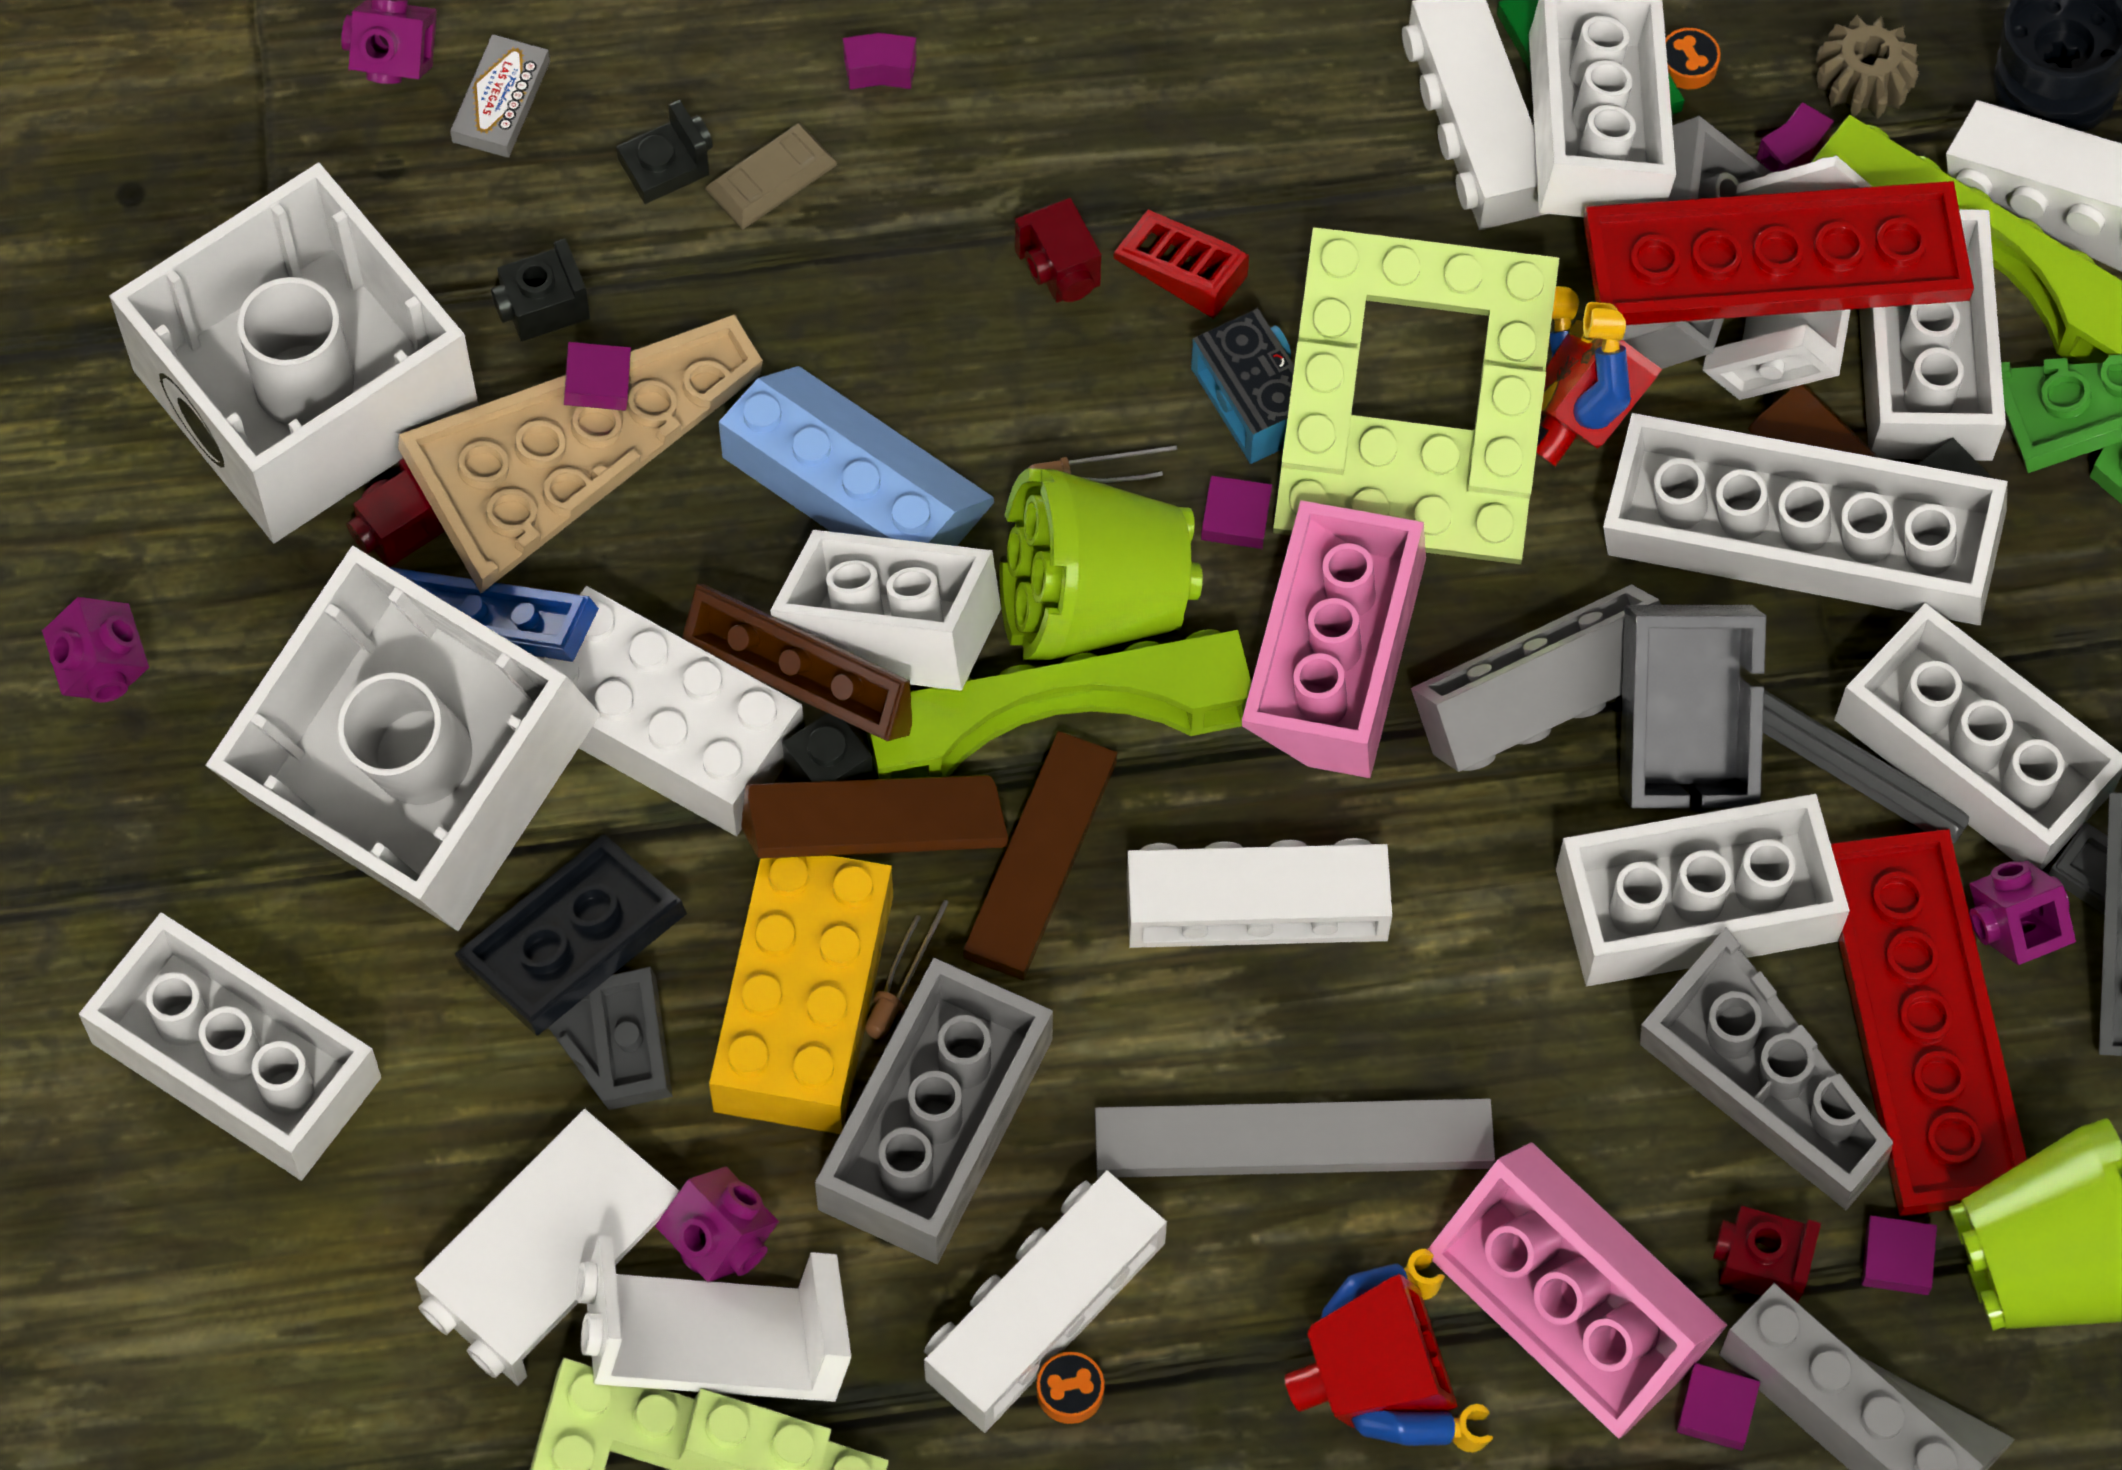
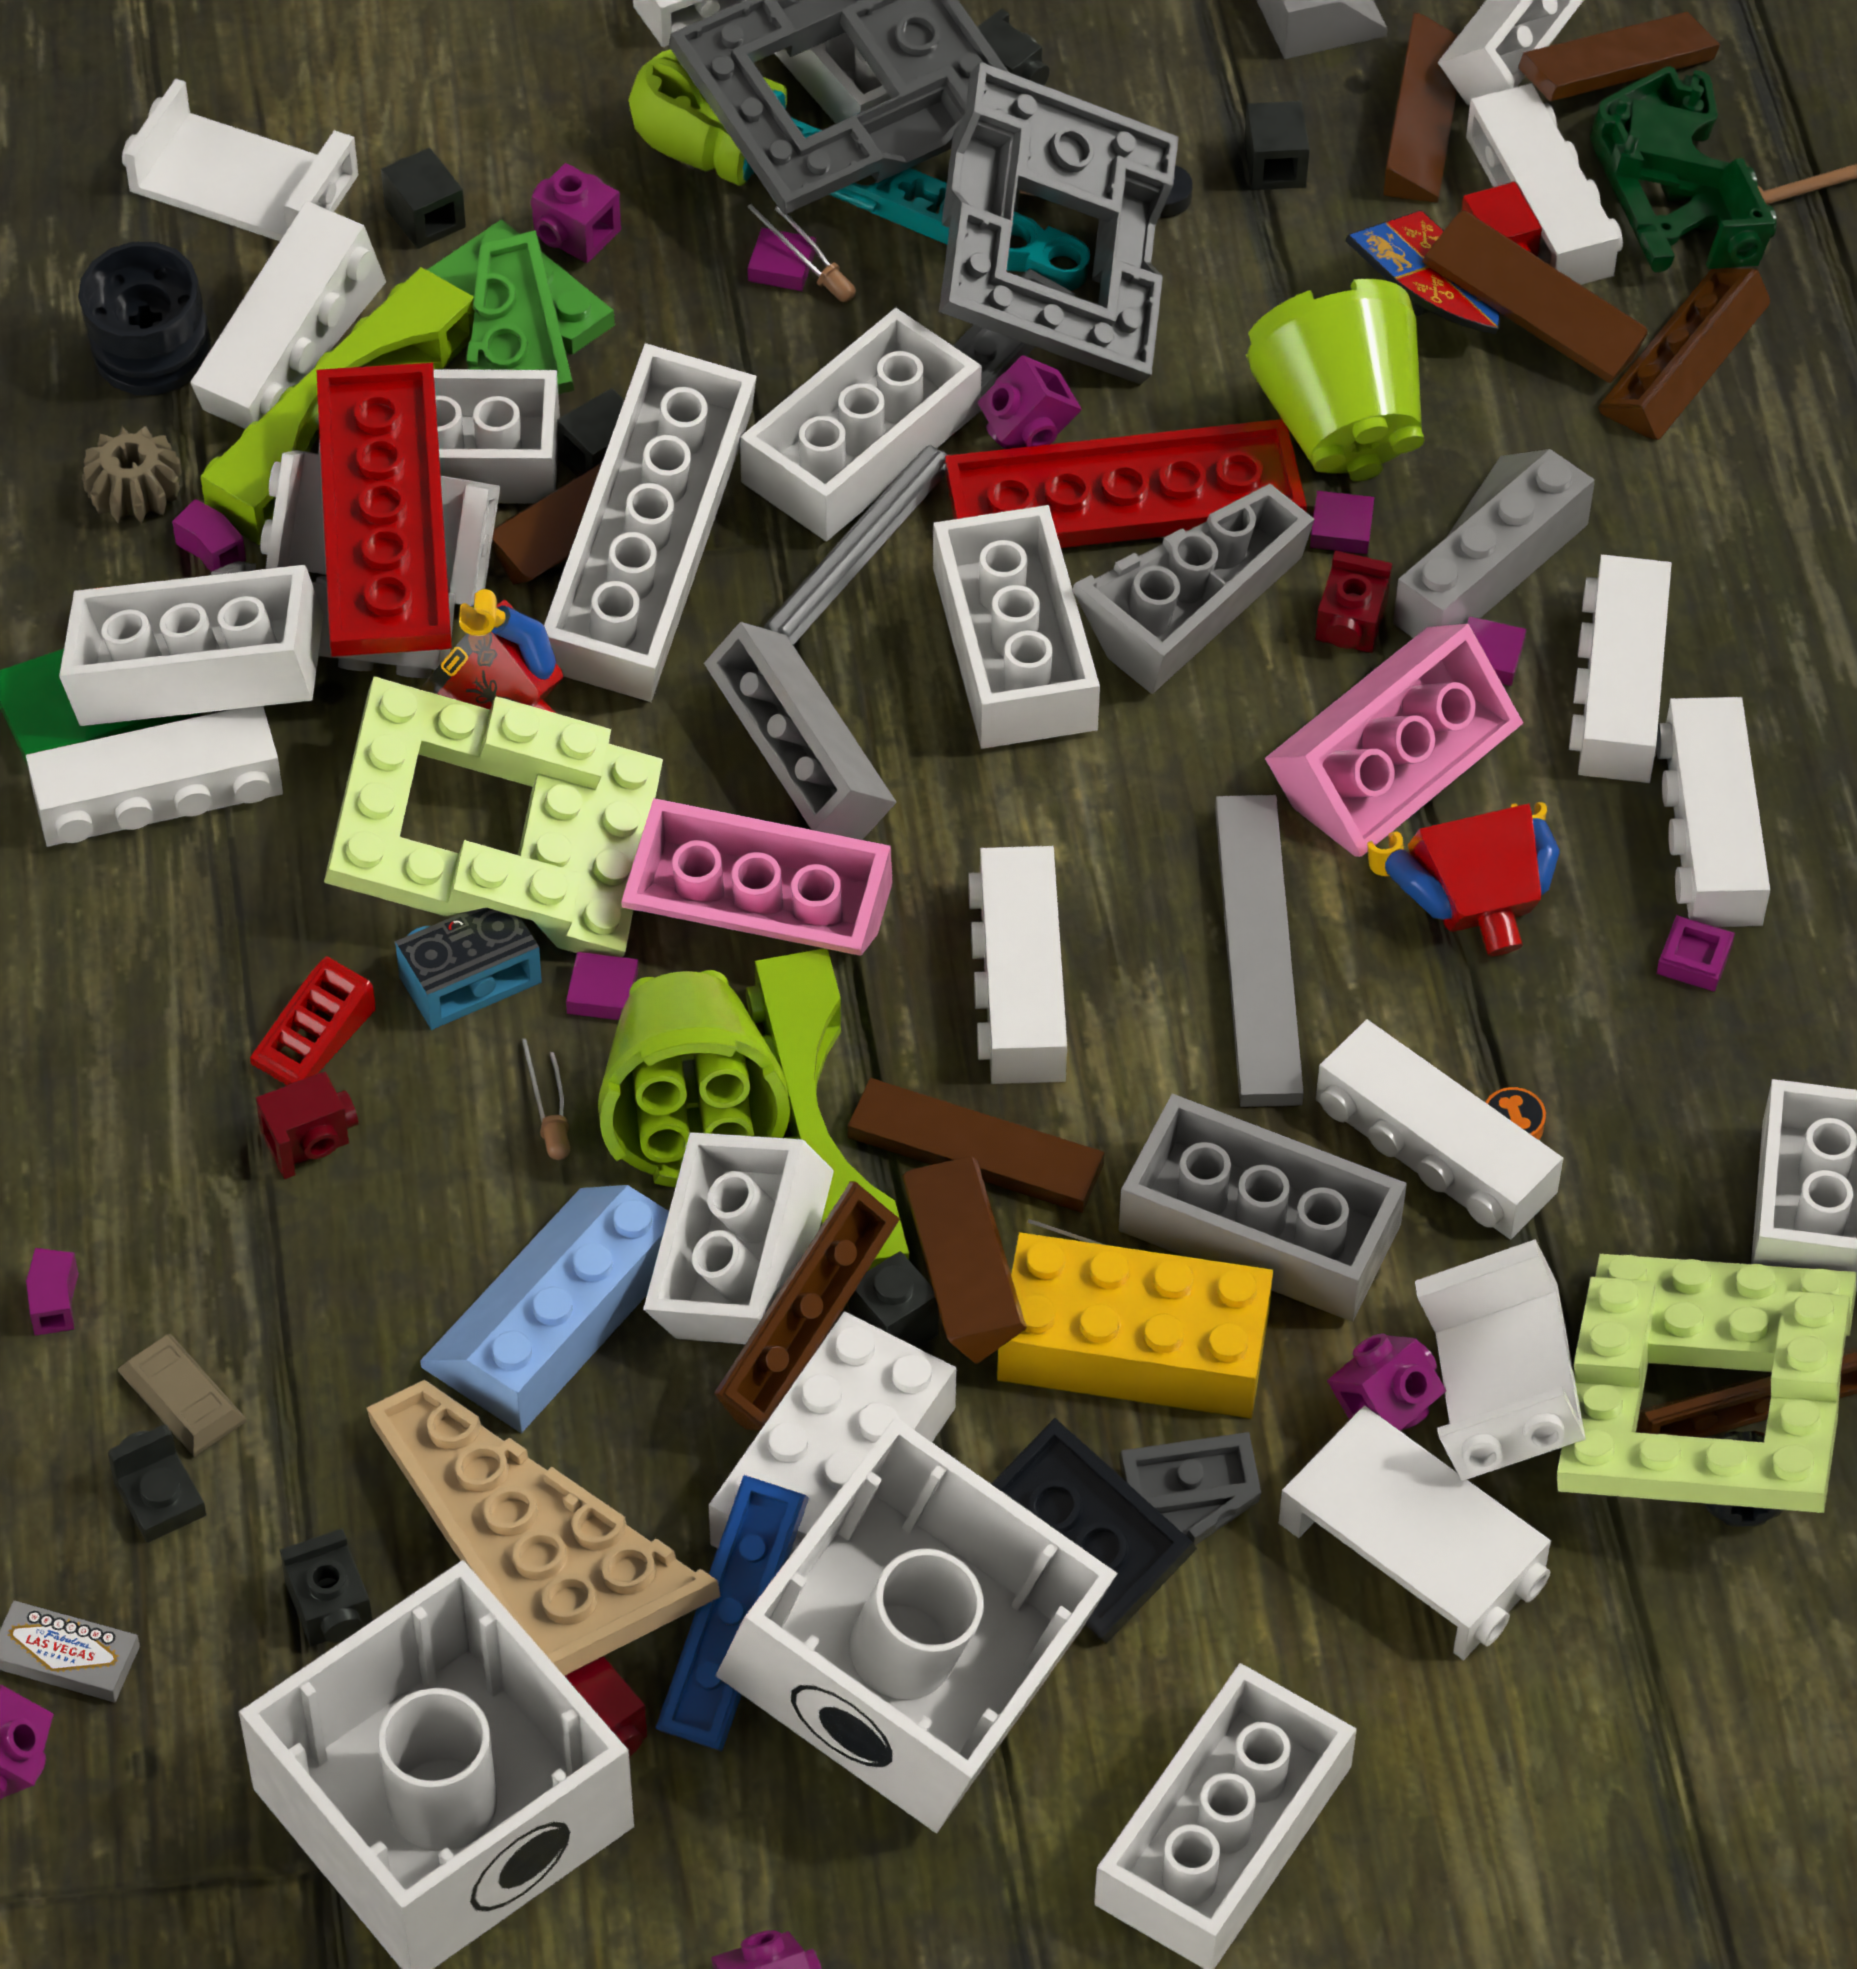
camera: 90 degrees left, 10 degrees down
(597, 376) = (460, 1503): magenta tile -> none
(1690, 708) = (851, 611): piece -> none

